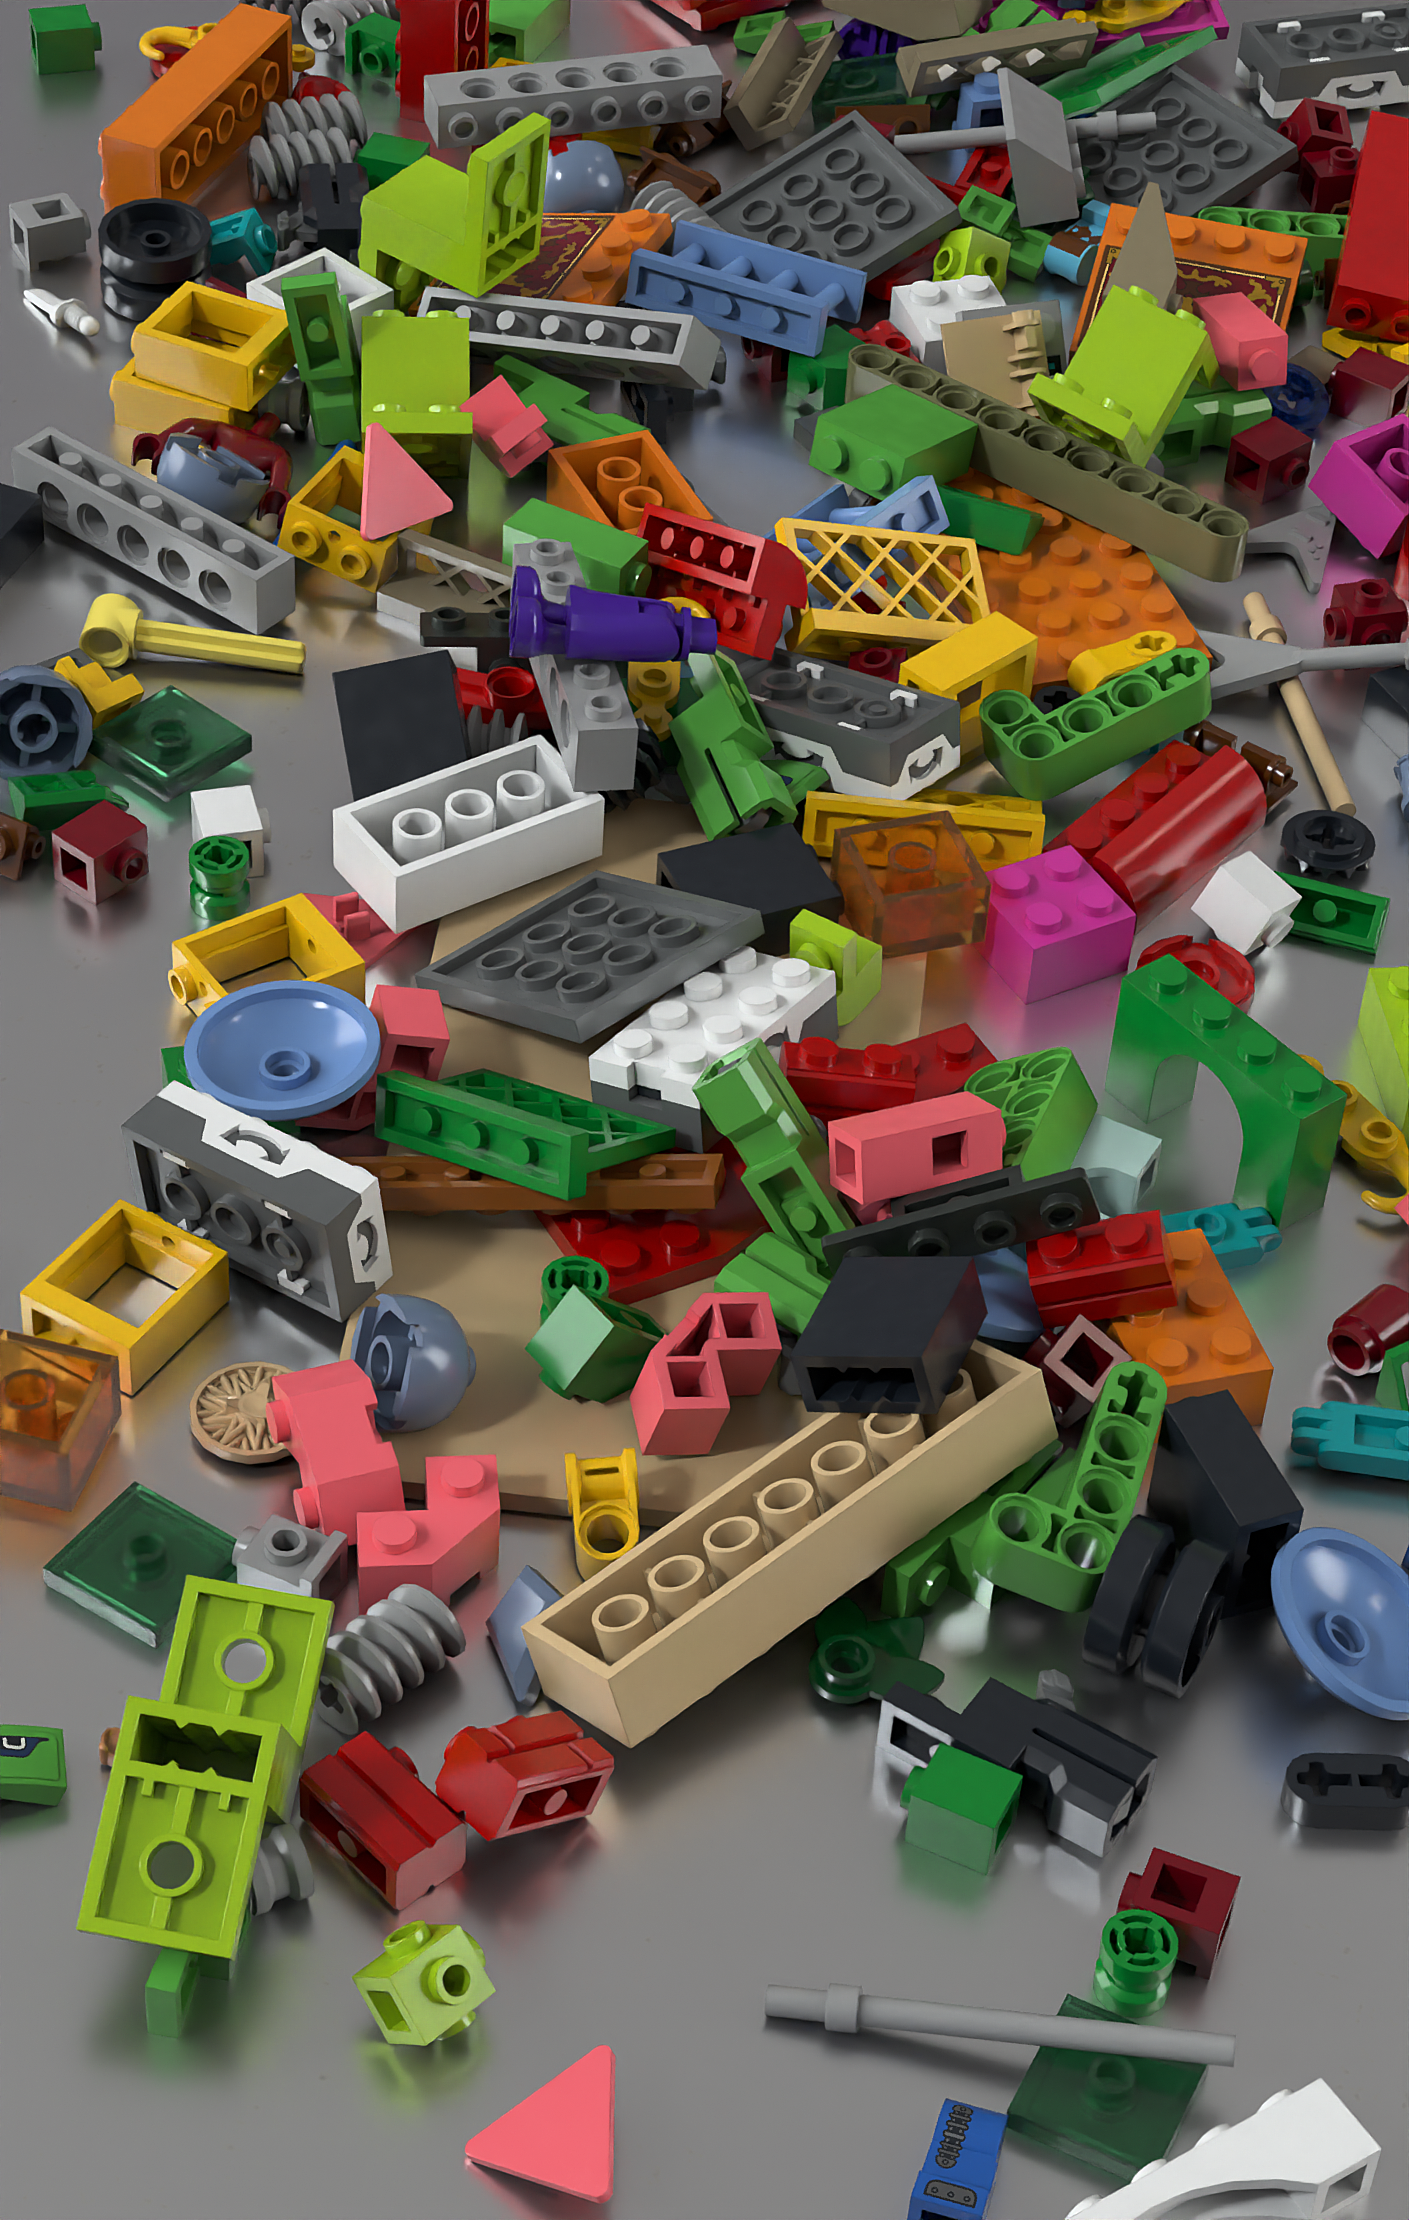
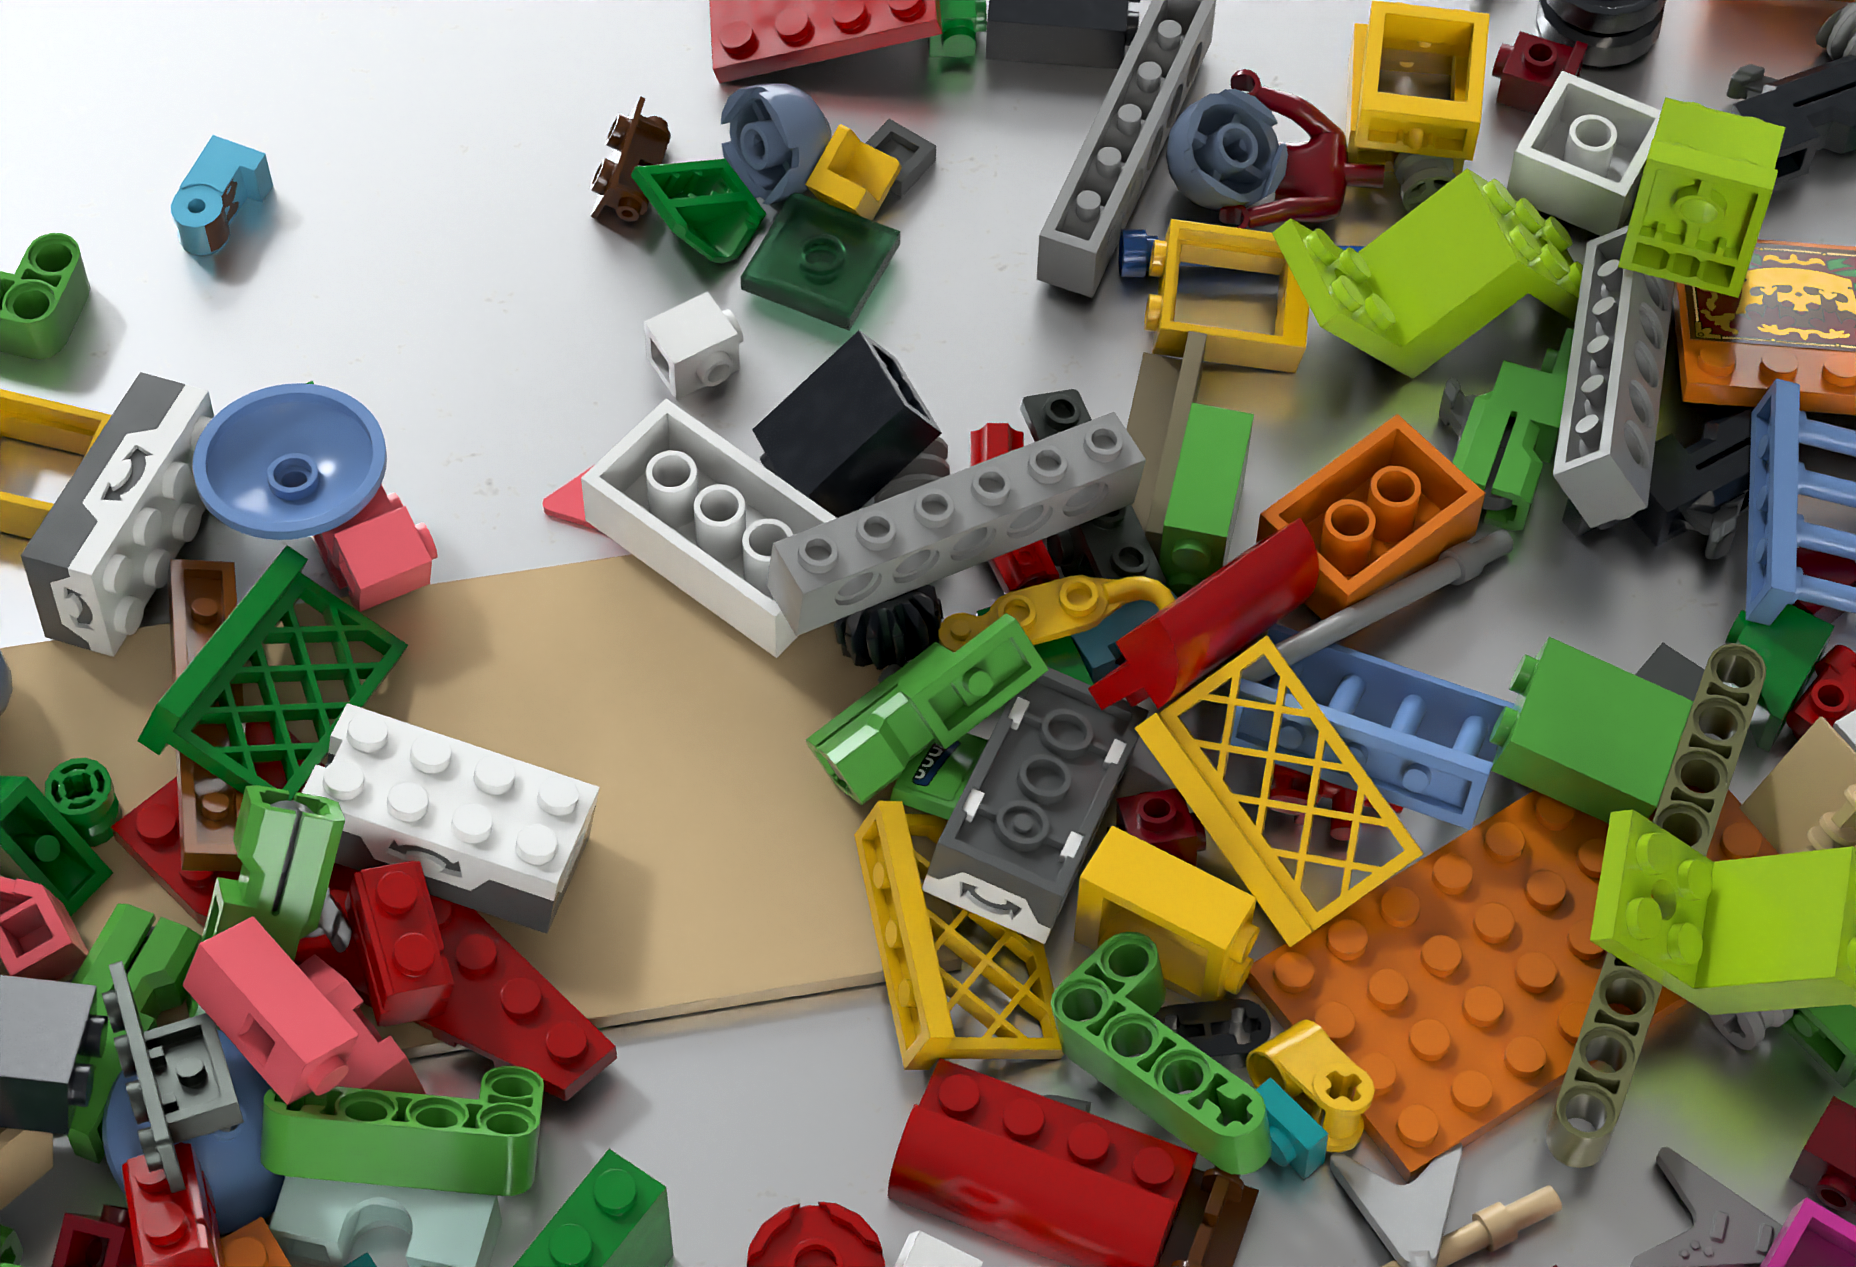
camera: 75 degrees right, 15 degrees up
(100, 852) = (625, 259): dark red brick -> none
(118, 632) = (973, 171): light yellow axle -> none
(220, 868) = (622, 359): green wheel -> none
(243, 235) = (1707, 53): teal bracket -> none
(259, 938) = (530, 478): yellow window -> none
(325, 355) = (1447, 140): bright green plate -> none
(395, 488) = (1232, 299): coral piece -> none
(506, 428) = (1405, 363): coral brick -> none
(590, 955) = (549, 675): dark grey plate -> none
(602, 625) = (927, 505): dark purple piece -> none
(759, 871) = (735, 798): black brick -> none
(841, 950) = (618, 899): lime brick -> none
(911, 884) = (789, 935): clear orange brick -> none
(989, 520) = (1536, 866): green slope -> none
(1054, 925) = (824, 1094): dark pink brick -> none

